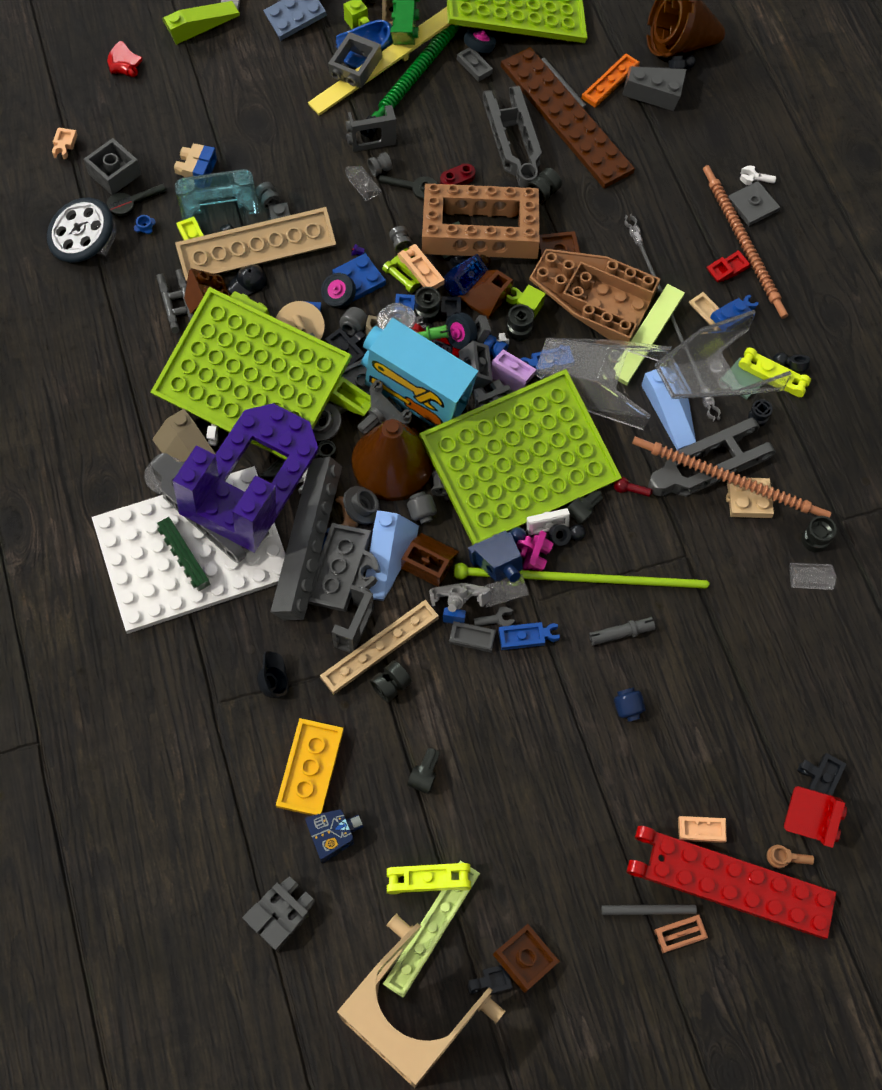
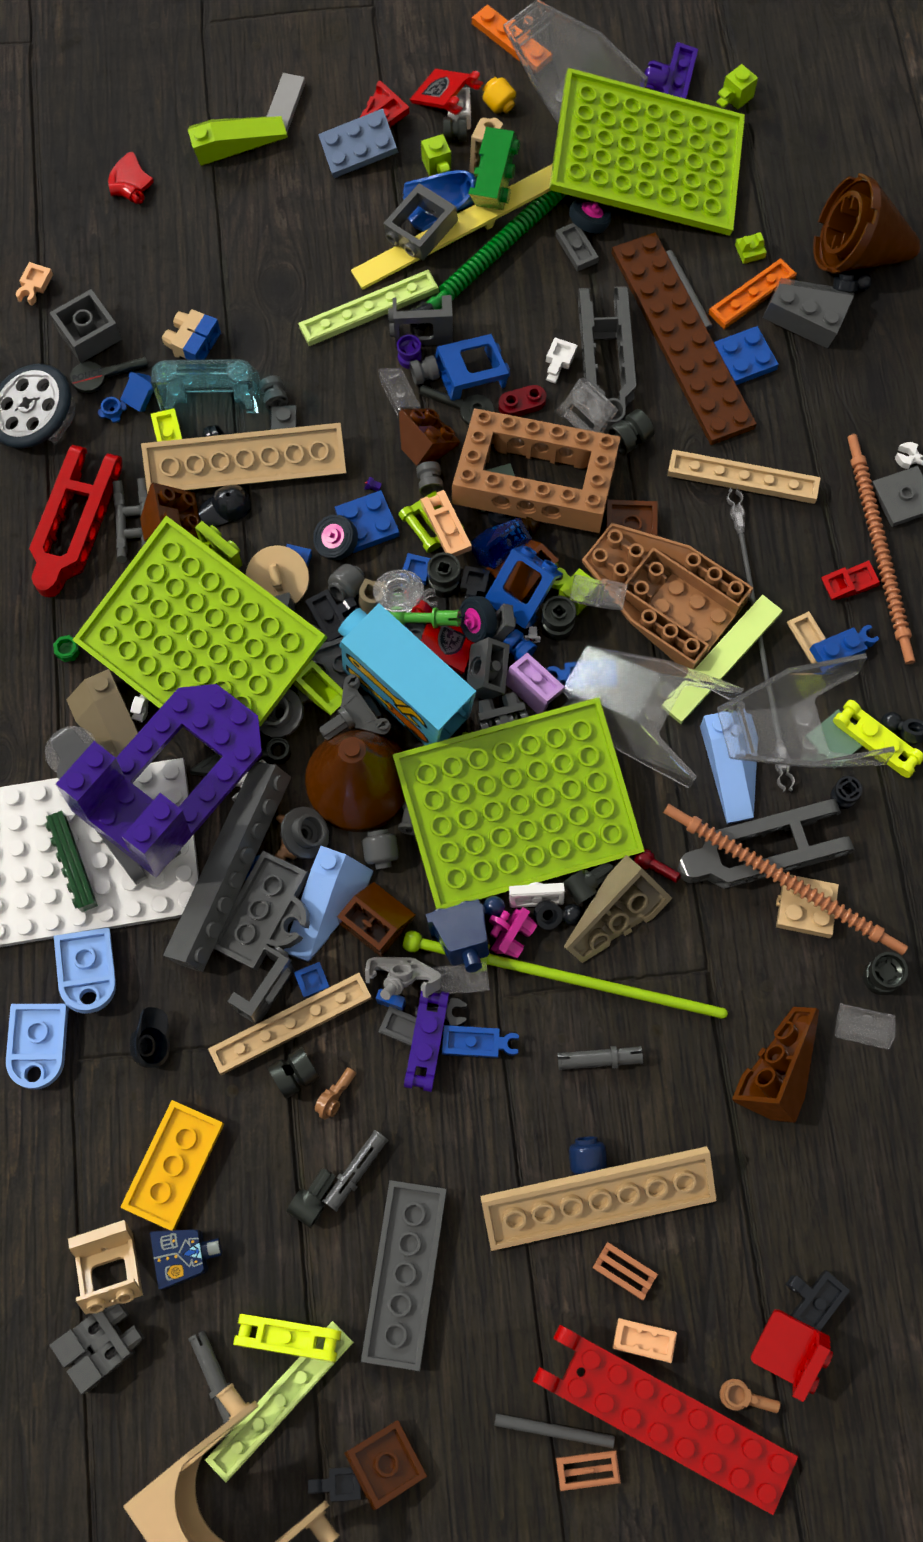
camera: 15 degrees right, 5 degrees up
(124, 345) = (54, 569): none -> red piece
(145, 401) = (66, 648): none -> green tile
(163, 208) = (137, 391): none -> blue tile
(182, 693) = (36, 1040): none -> light blue plate
(208, 631) = (85, 966): none -> light blue plate
(267, 838) = (100, 1248): none -> tan window
(326, 127) = (368, 307): none -> yellowish green tile
(365, 150) = (408, 350): none -> dark purple wheel
(375, 917) = (211, 1370): none -> dark grey pin
(389, 611) = (311, 980): none -> blue plate
(390, 210) = (425, 435): none -> reddish brown slope
(406, 164) = (454, 371): none -> blue window
(422, 699) = (328, 1103): none -> medium nougat plate
(443, 768) = (335, 1199): none -> dark grey pin
(479, 140) = (559, 356): none -> white plate
(488, 640) = (426, 1041): none -> dark purple plate
(494, 320) = (523, 612): none -> blue window
(508, 816) = (404, 1276): none -> dark grey plate
(509, 168) = (591, 404): none -> clear plate
(547, 299) = (598, 593): none -> clear slope
(602, 49) = (751, 248): none -> lime tile
(612, 518) = (619, 905): none -> dark tan wedge
(617, 122) = (746, 355): none -> blue plate
(633, 205) = (744, 476): none -> tan plate
(644, 731) = (599, 1198): none -> tan plate
(696, 781) = (646, 1284): none -> nougat tile
(759, 621) = (781, 1074): none -> reddish brown wedge

